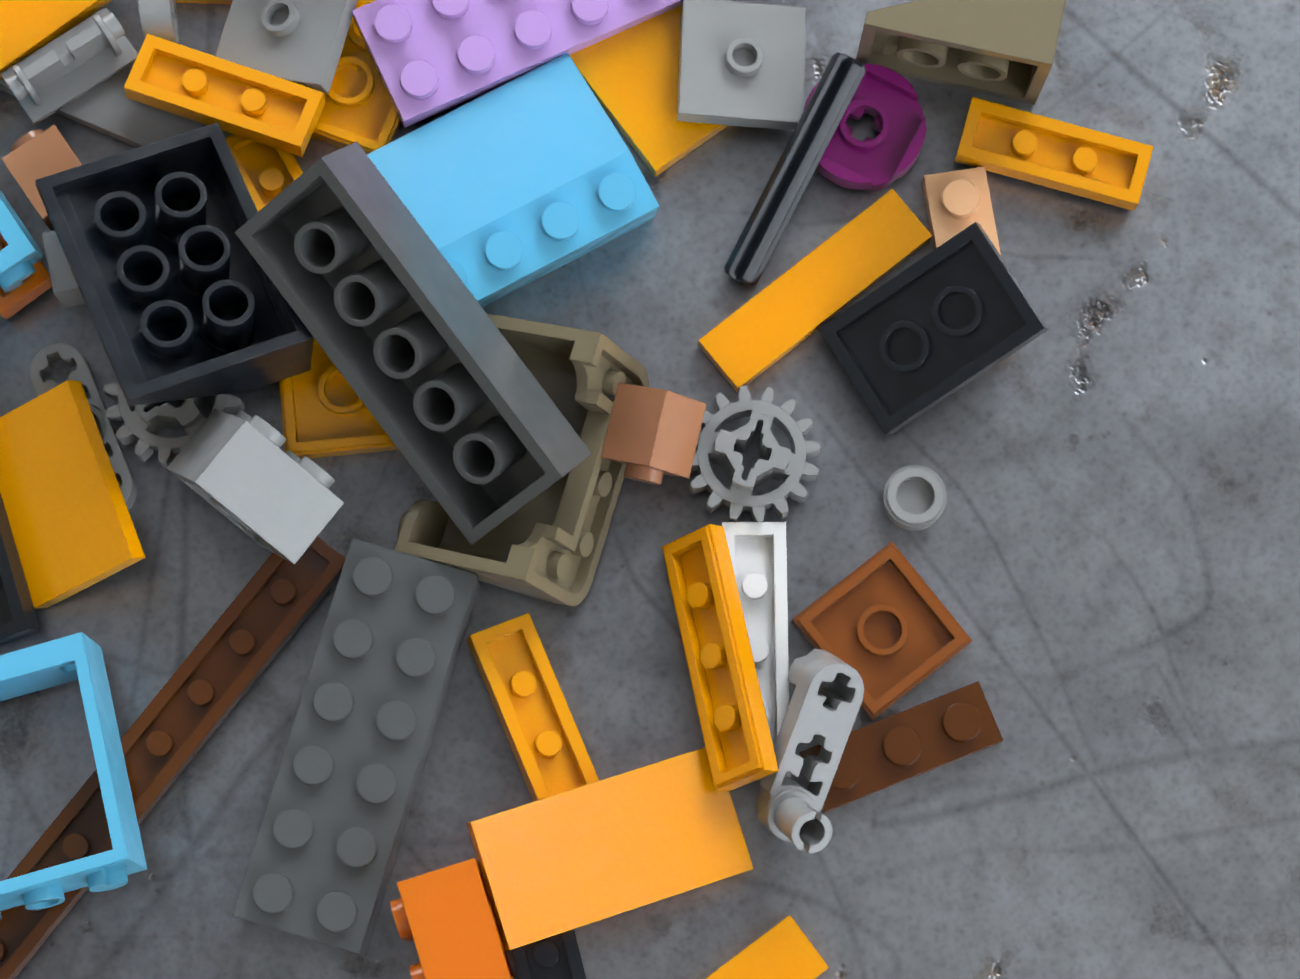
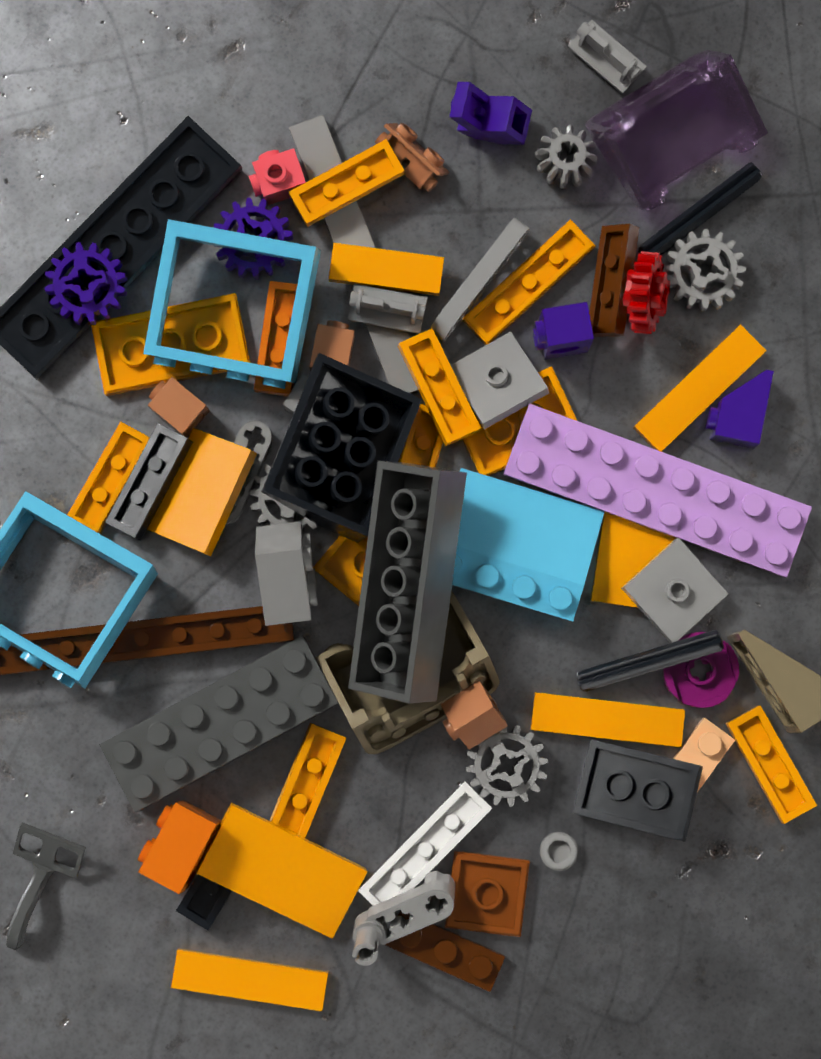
camera: 50 degrees right, 5 degrees up
(719, 658) = (405, 838): light orange tile -> none

